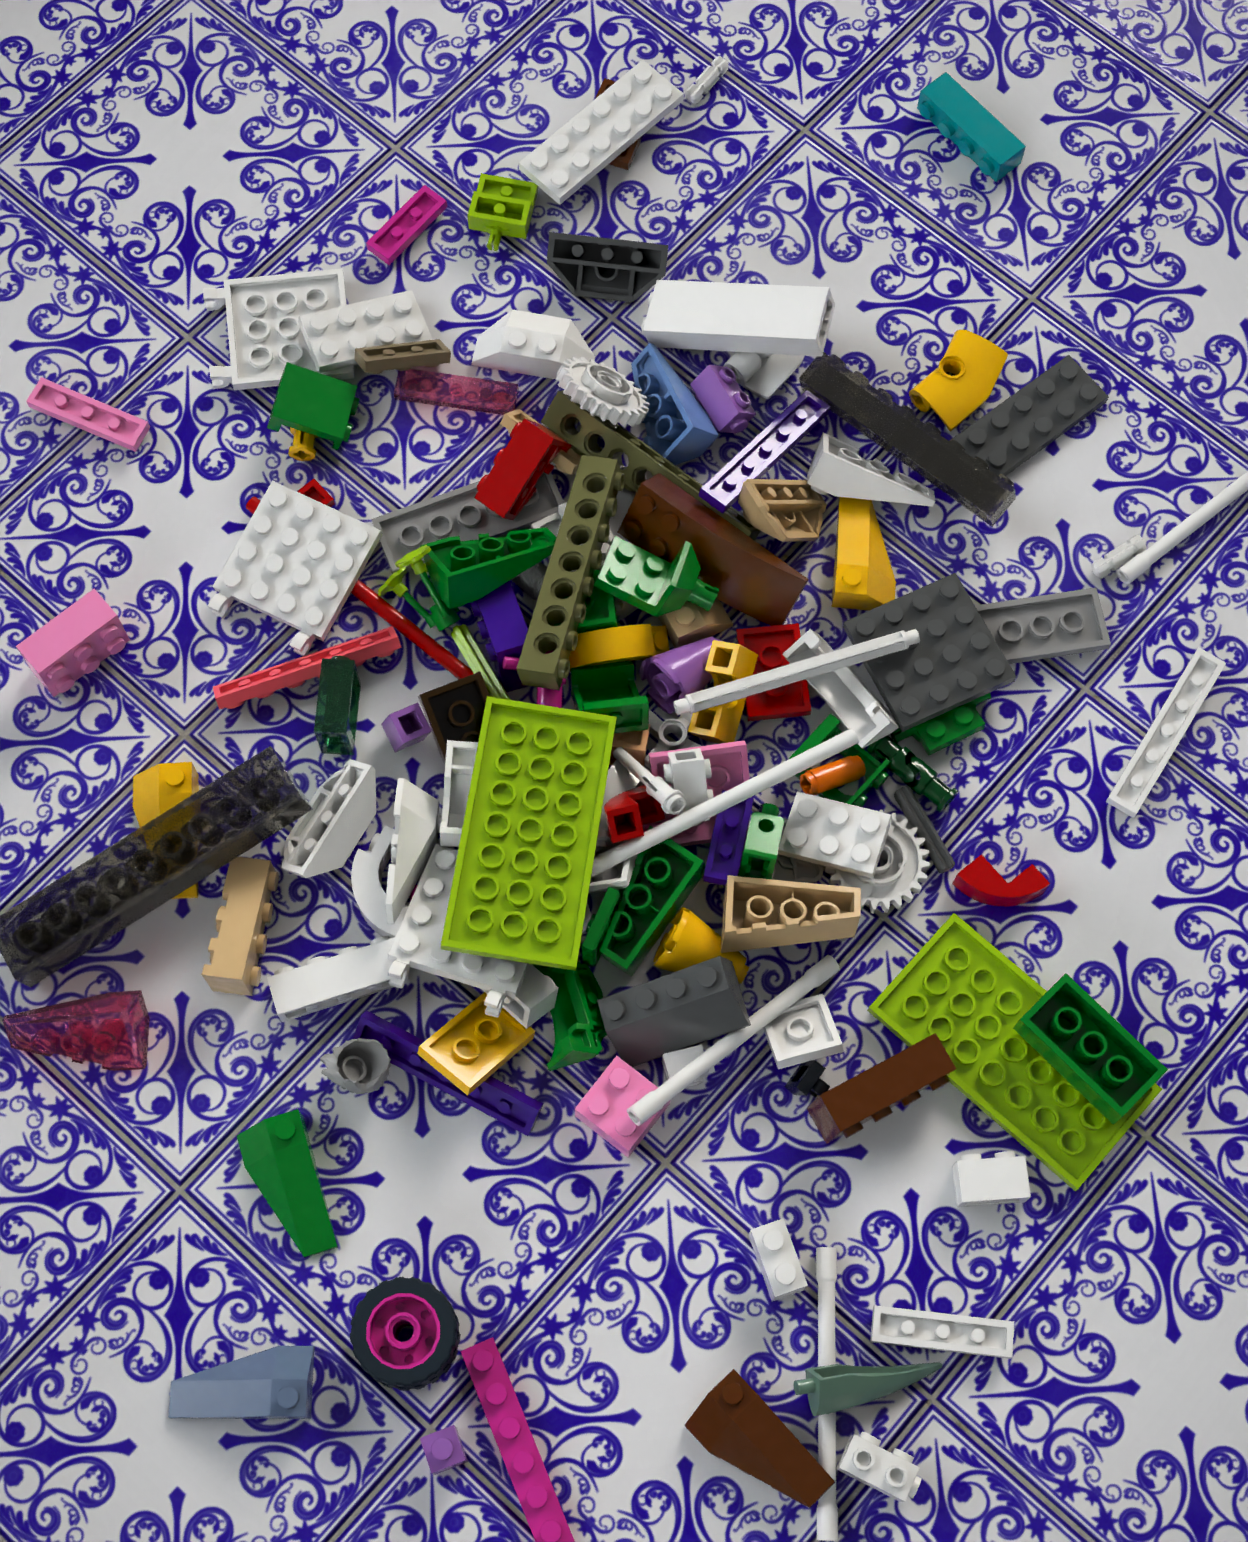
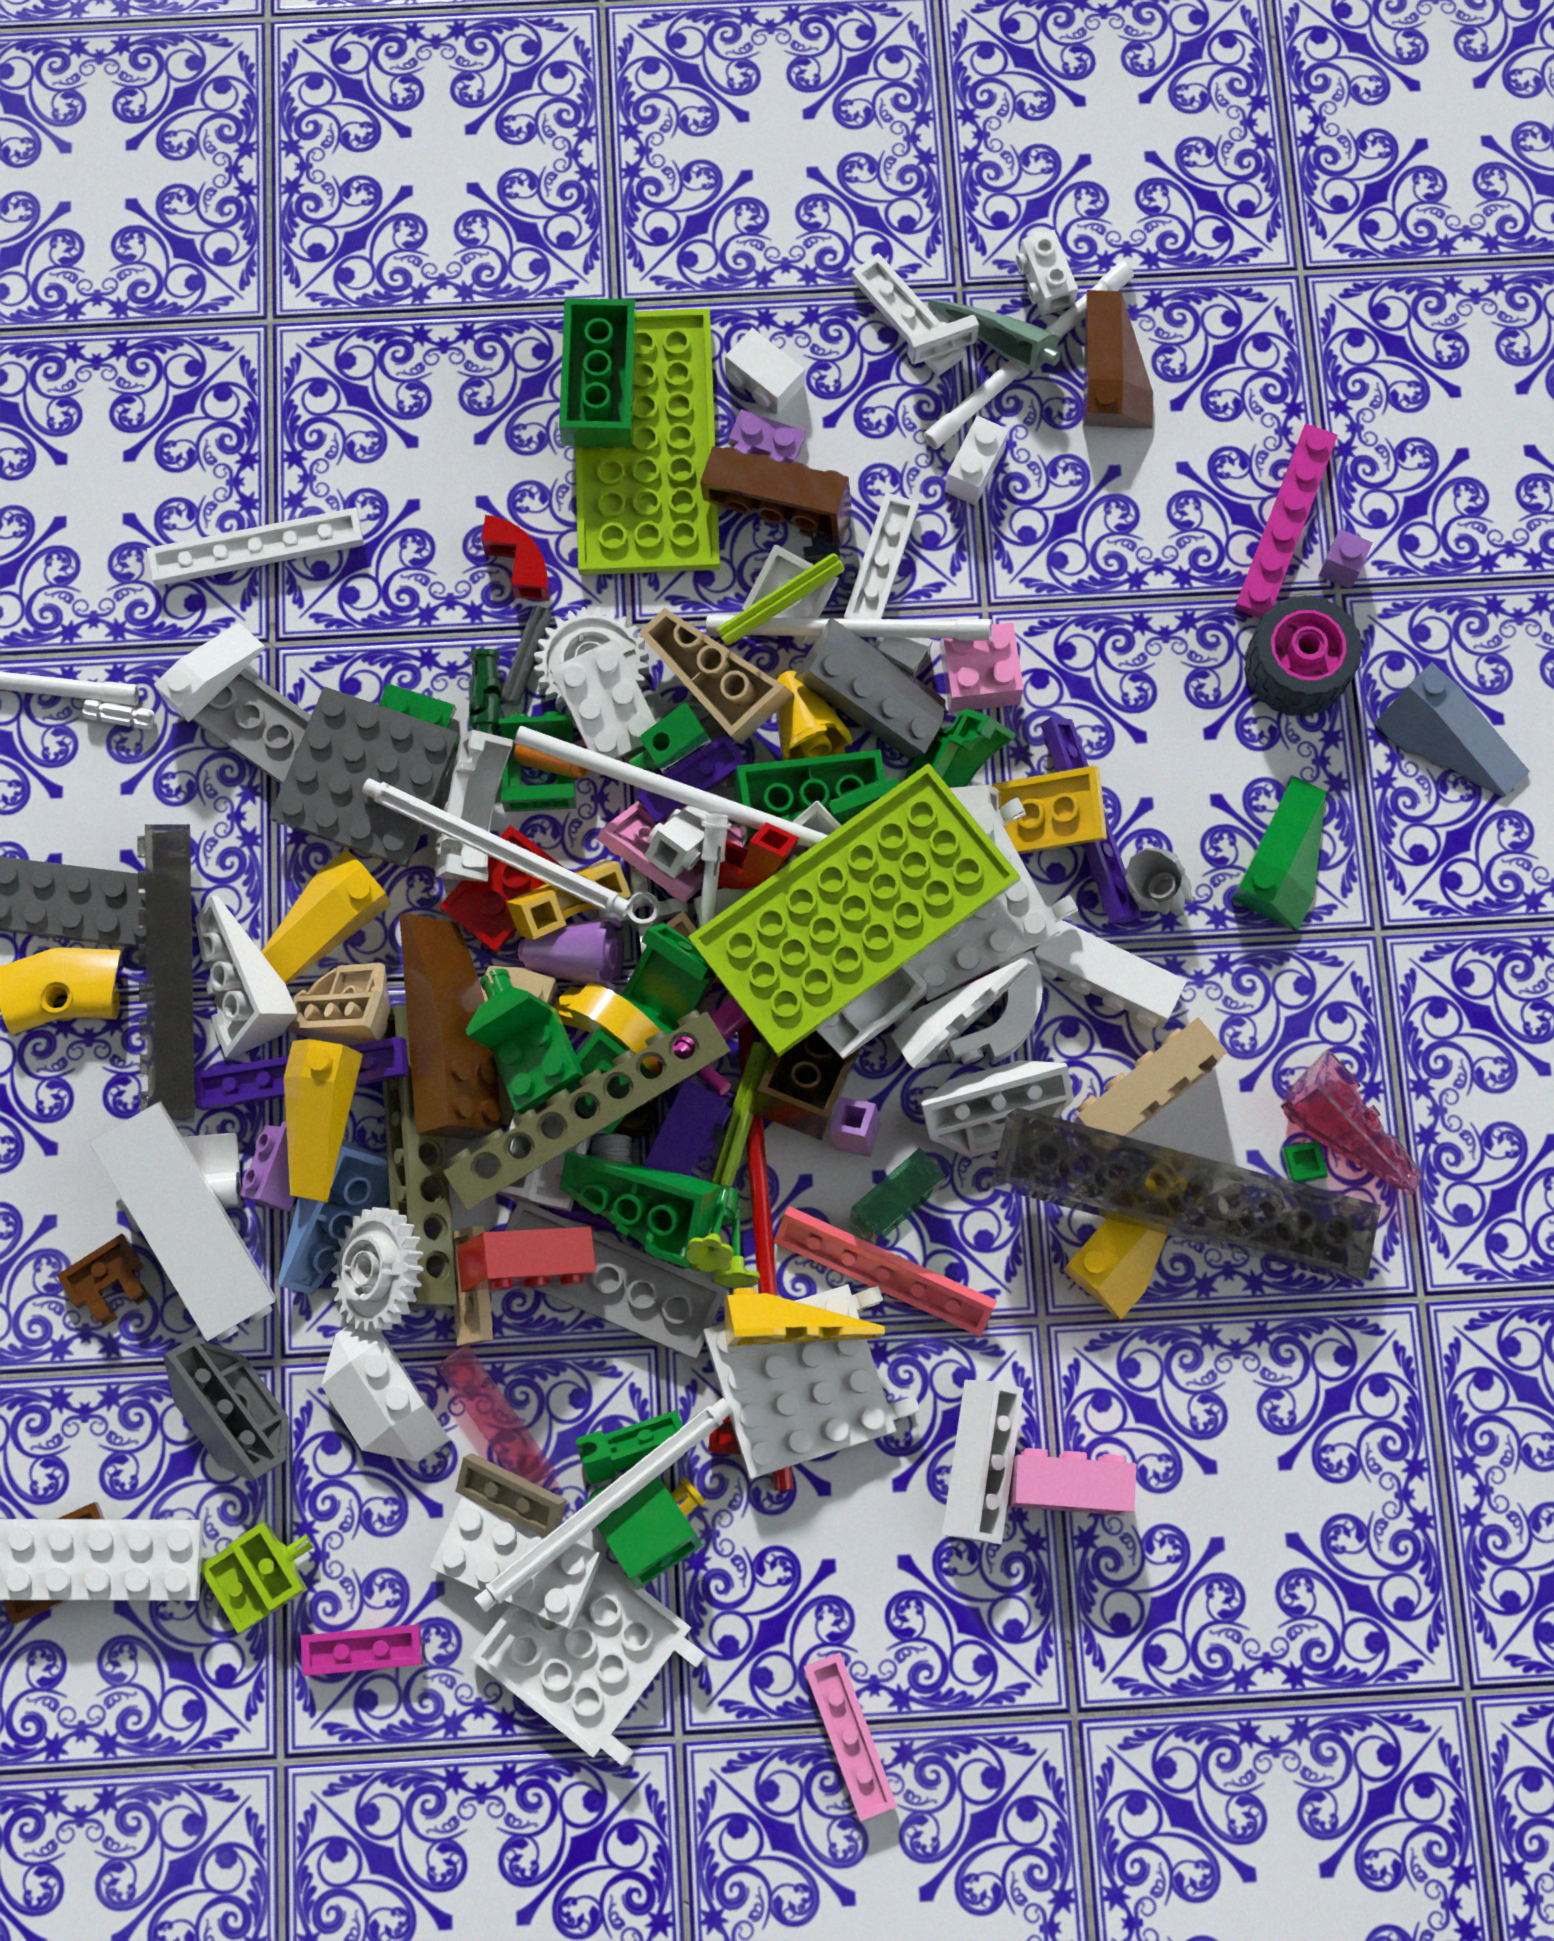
camera: 135 degrees left, 5 degrees up
(97, 979) = (1304, 1162): none -> green tile
(142, 612) = (983, 1461): none -> white brick
(341, 391) = (603, 1504): none -> white piece
(342, 558) = (777, 1320): none -> yellow wedge
(361, 444) = (624, 1447): none -> green plate
(733, 437) = (317, 1106): none -> yellow wedge
(759, 262) = (101, 1271): none -> reddish brown plate
(766, 1120) = (882, 558): none -> white plate
(798, 1011) = (780, 599): none -> lime axle
(893, 1325) = (942, 339): none -> white plate
(937, 1136) = (766, 437): none -> medium lavender plate
(1095, 619) = (207, 670): none -> white slope

